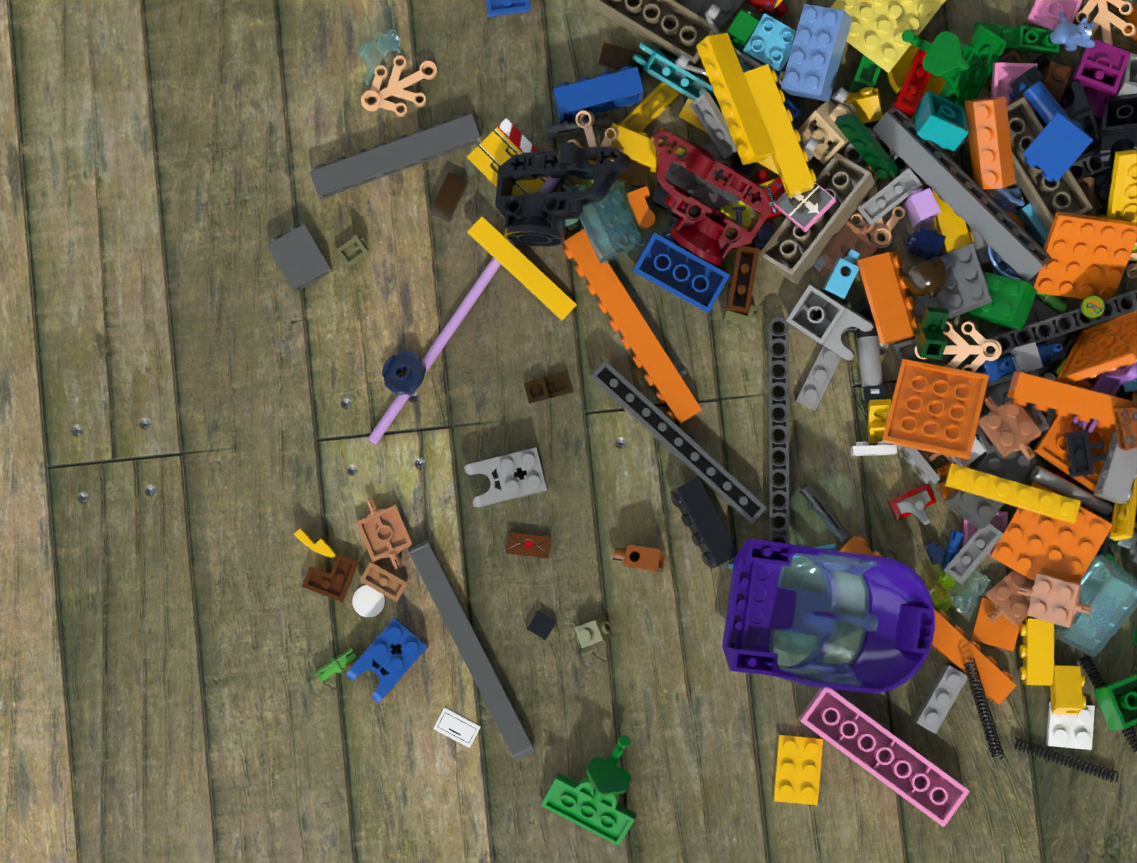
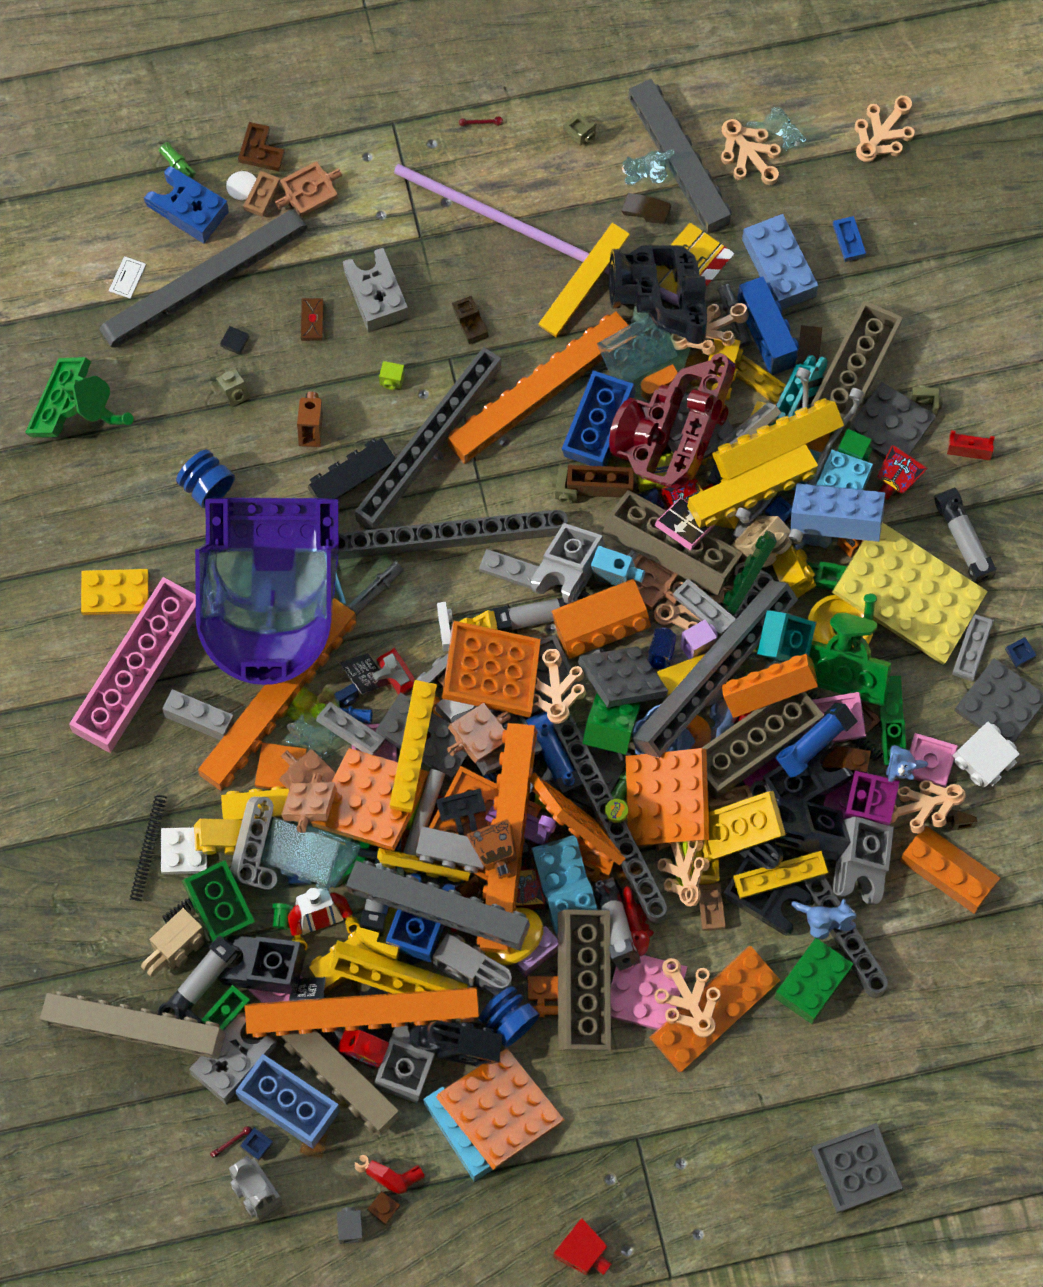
camera: 85 degrees right, 15 degrees down
(299, 257) = (567, 83): dark grey brick -> none
(320, 547) = (289, 131): yellow slope -> none
(329, 333) = (497, 121): none -> dark red hinge
(403, 185) = (650, 165): none -> clear light blue animal
(413, 378) = (471, 194): dark blue plate -> none
(526, 73) = (780, 261): none -> medium blue brick
(602, 472) = (391, 375): none -> lime plate
(696, 669) = (205, 477): none -> blue wheel
(912, 534) = (361, 672): none -> black sticker
(913, 85) = (816, 611): red plate -> none
(927, 278) = (623, 644): dark brown cylinder -> none
(930, 334) = (567, 654): dark green brick -> none
(977, 699) = (188, 761): black piece -> none
(1027, 359) = (552, 748): light grey window -> none
(1056, 148) = (772, 741): blue brick -> none
(1095, 665) = (256, 841): none -> light grey beam

